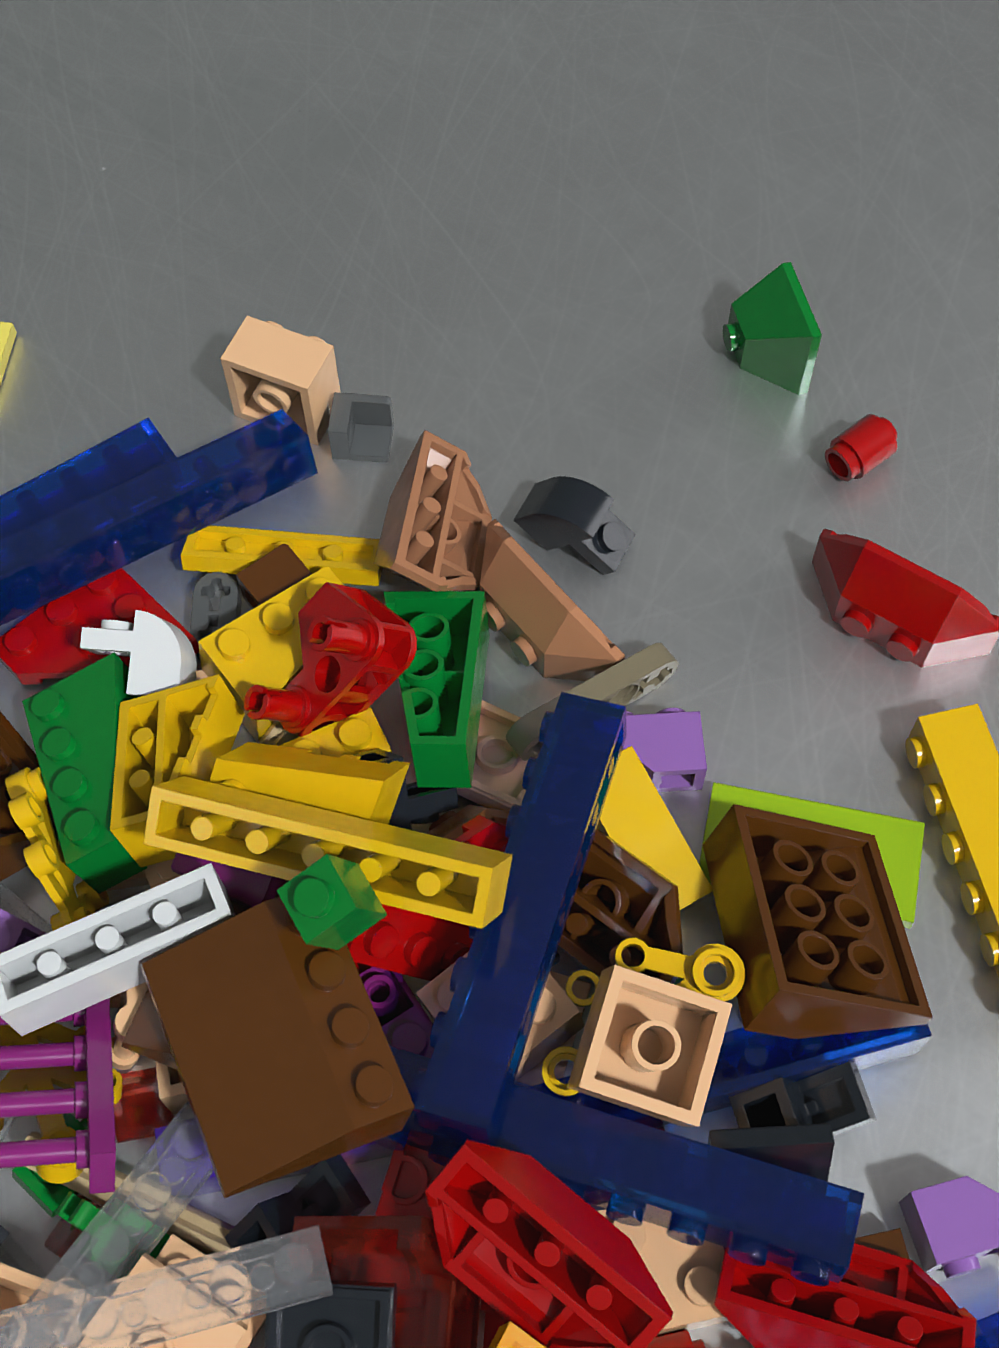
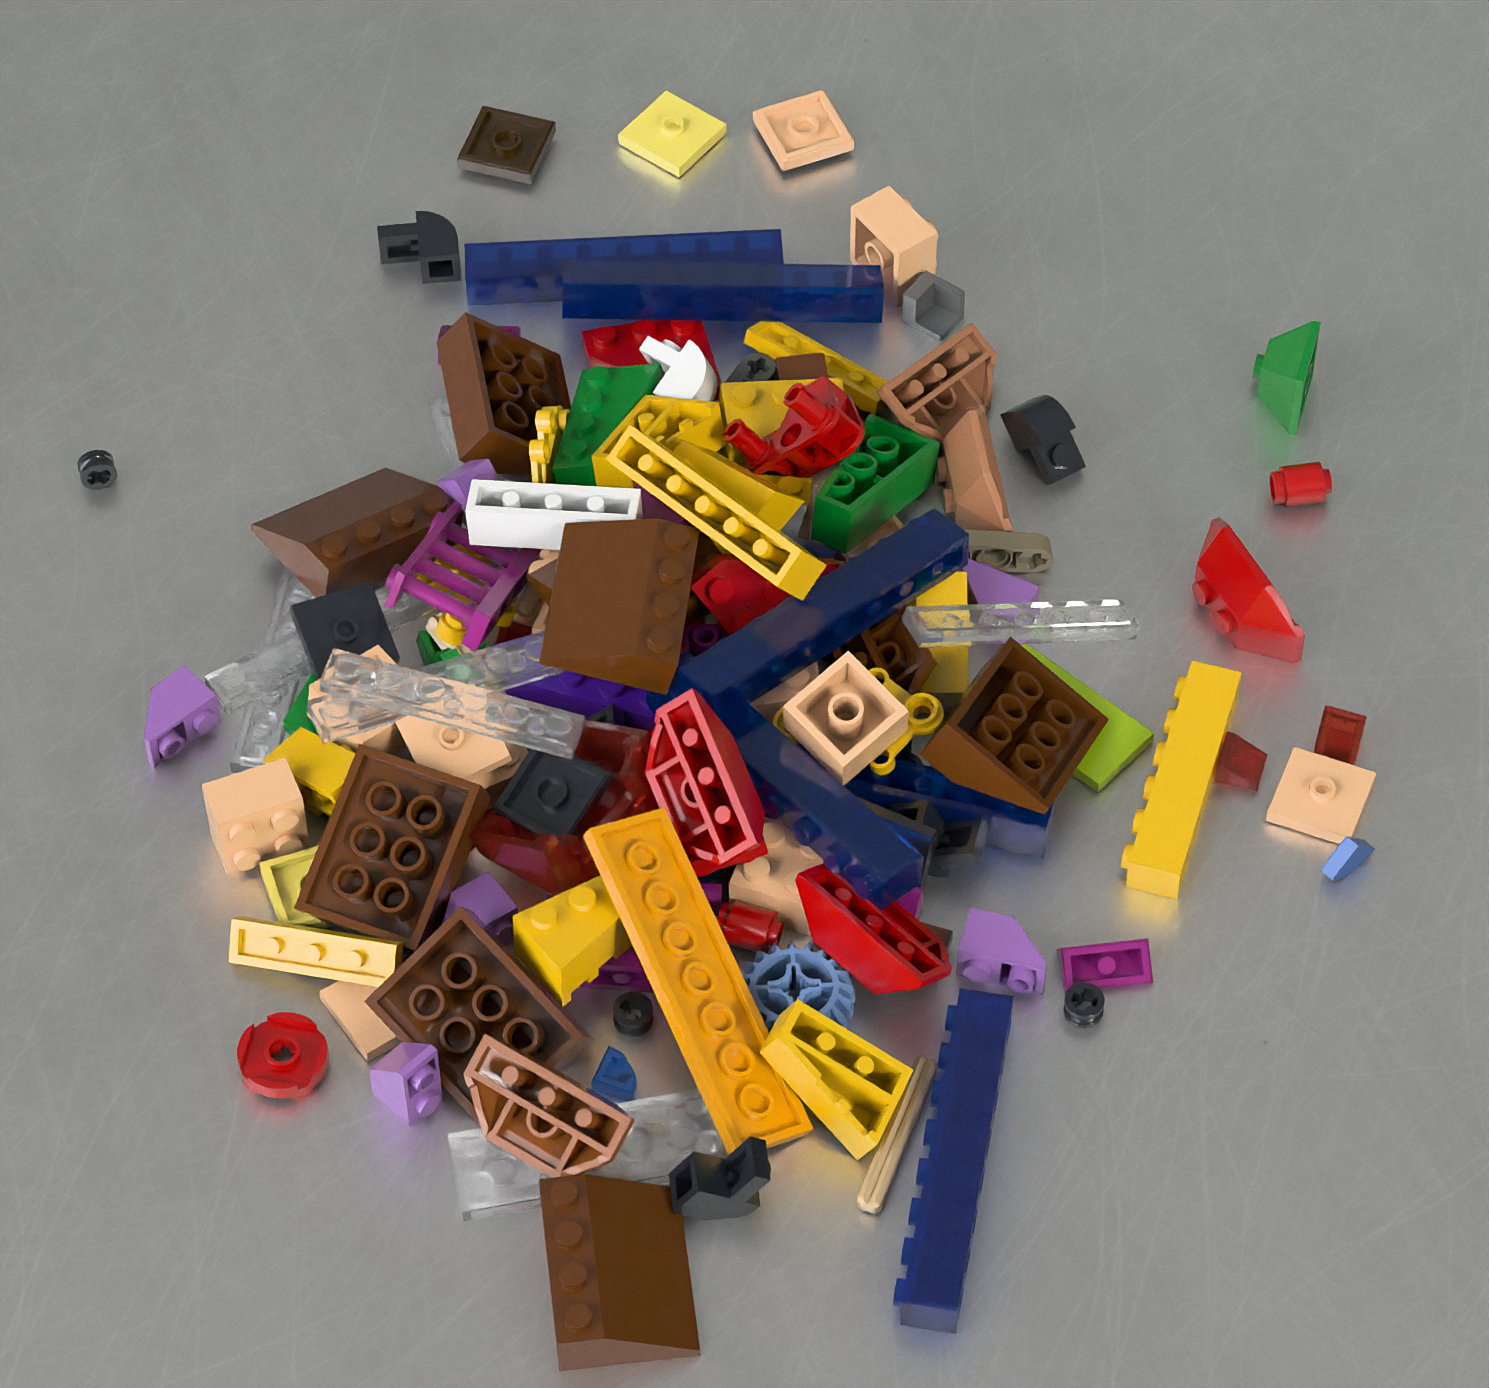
camera: 30 degrees right, 10 degrees down
(100, 294) = (803, 130): none -> light nougat plate
(331, 902) = (695, 526): green brick -> none
(716, 780) = (1022, 621): none -> clear plate

